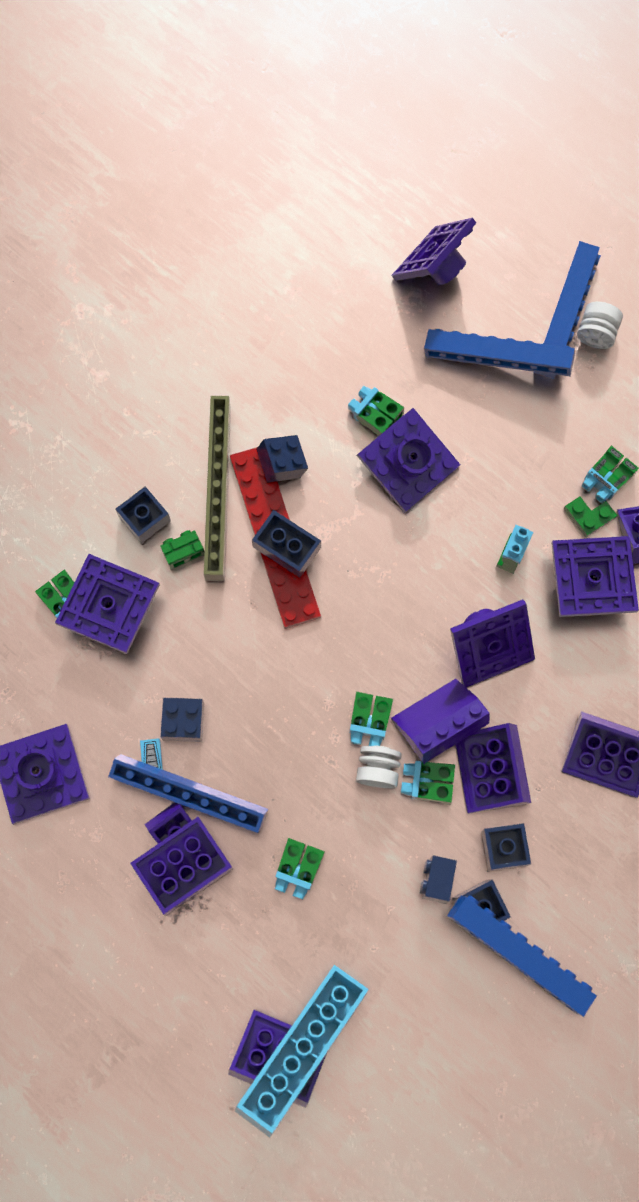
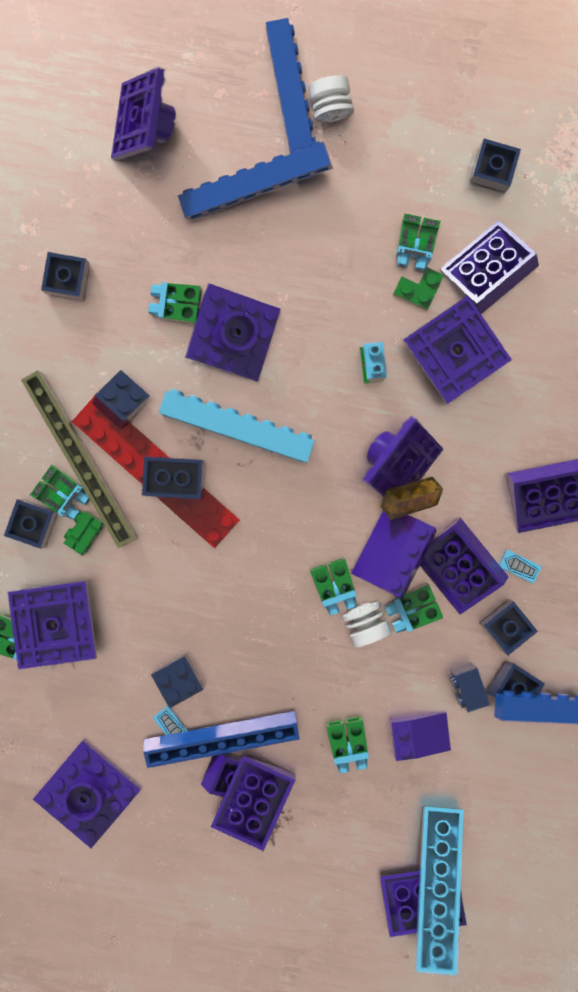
camera: 30 degrees left, 15 degrees up
(186, 512) = (64, 499): none -> hips
(297, 340) = (65, 276): none -> dark blue brick
(367, 535) = (235, 426): none -> medium azure brick
(368, 900) = (419, 735): none -> dark purple slope
(483, 679) = (411, 498): none -> clear yellow brick
(547, 802) = (520, 566): none -> tile

